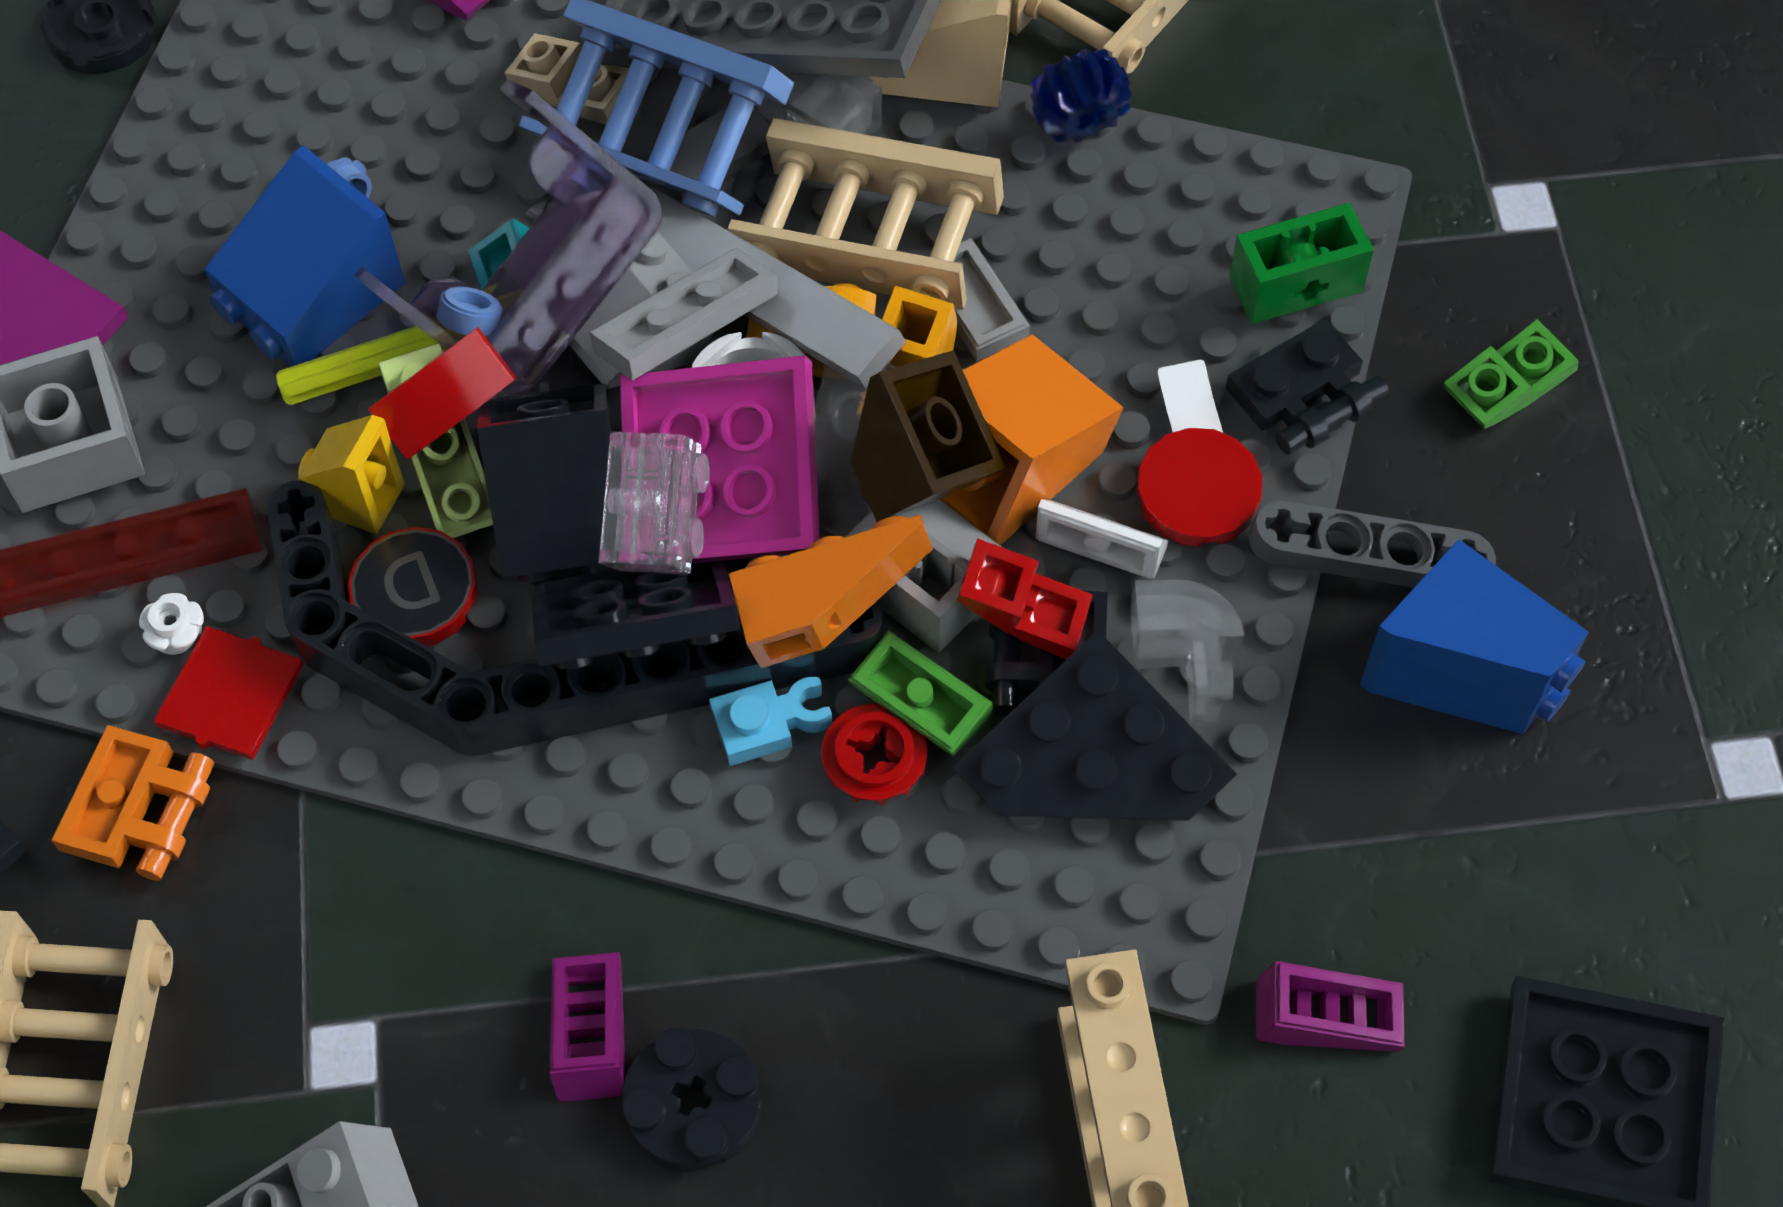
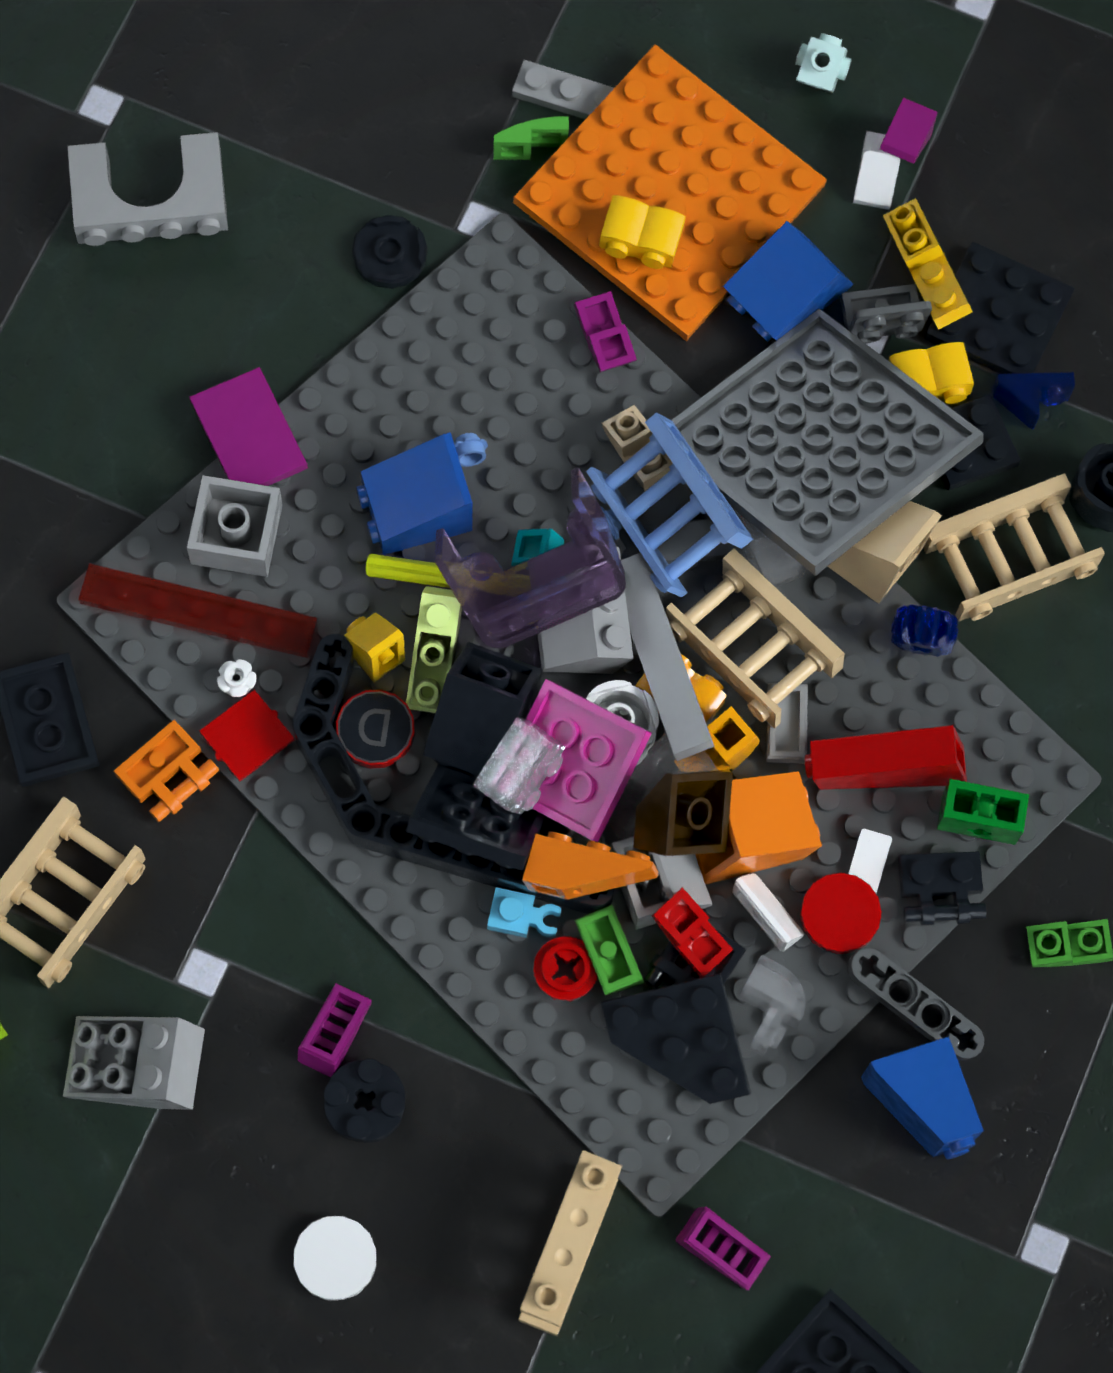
camera: 25 degrees right, 10 degrees up
(443, 393) = (446, 632): red slope -> none
(468, 308) = (489, 585): medium blue tile -> none
(684, 313) = (603, 659): light grey plate -> none
(1138, 263) = (888, 759): none -> red slope

